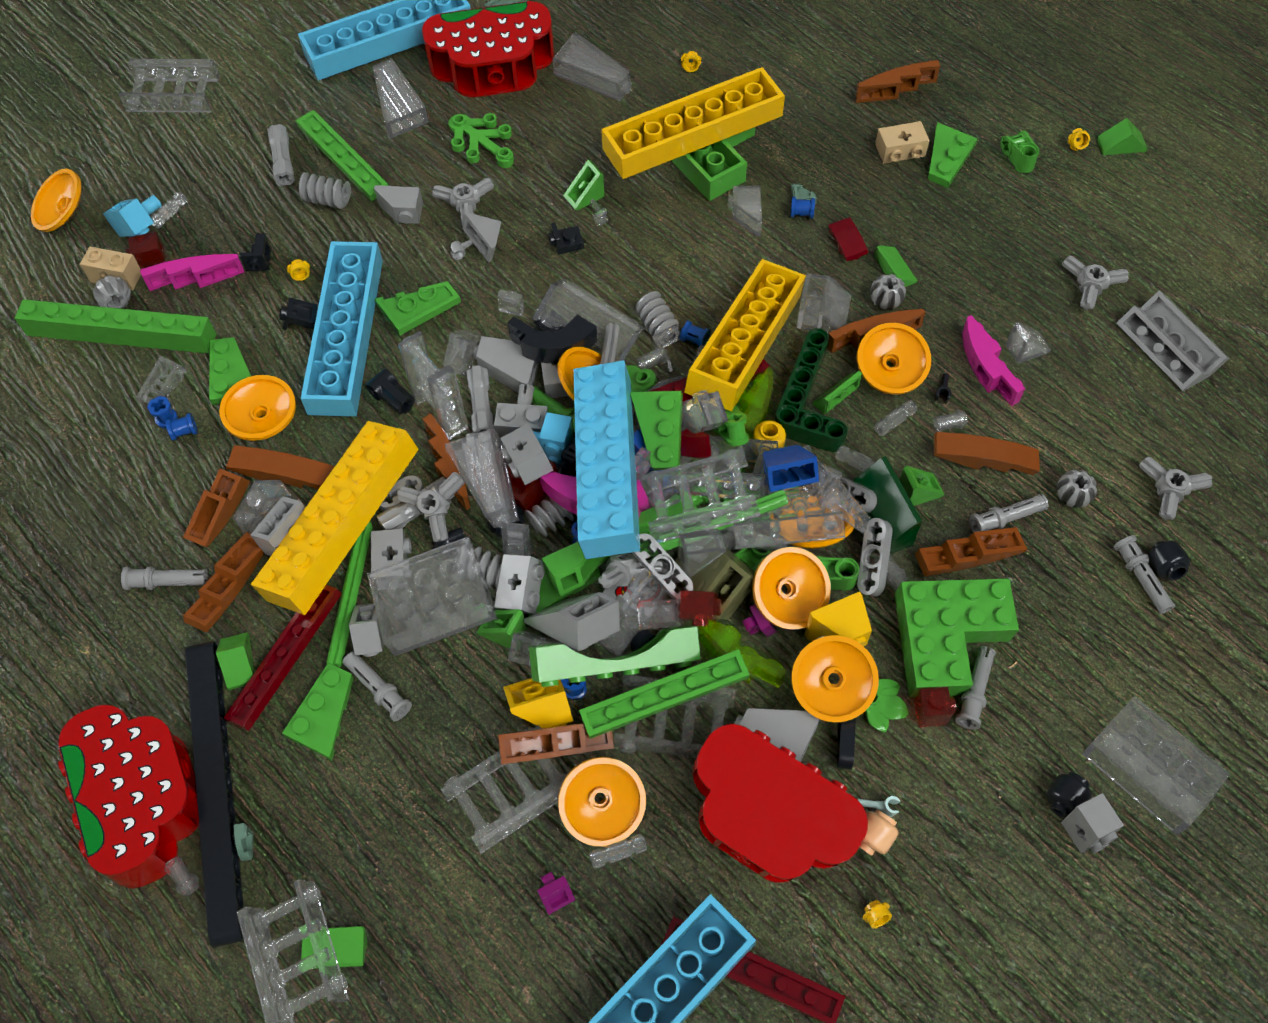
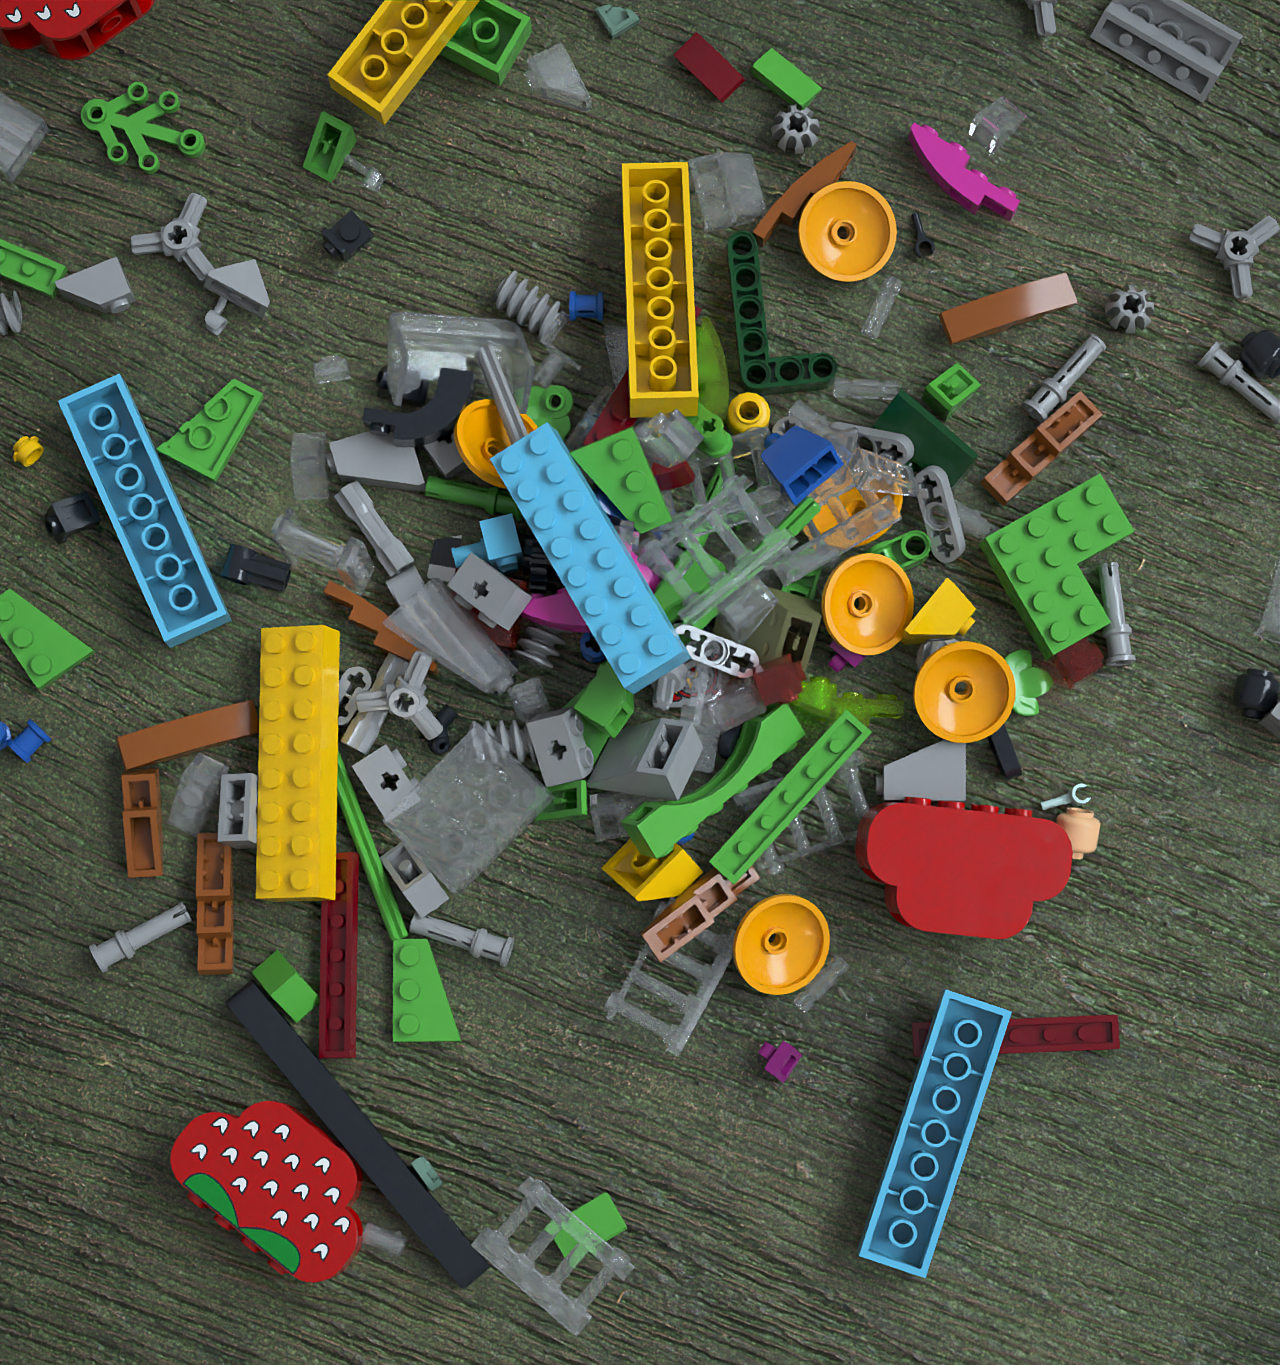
camera: 25 degrees left, 20 degrees up
(253, 398) = (96, 657): light orange dish -> none
(513, 416) = (440, 528): light grey brick -> none
(802, 207) = (628, 43): blue bush -> none
(838, 392) = (795, 304): bright green slope -> none
(877, 914) = (1113, 916): yellow plate -> none
(949, 421) = (948, 282): clear pin -> none

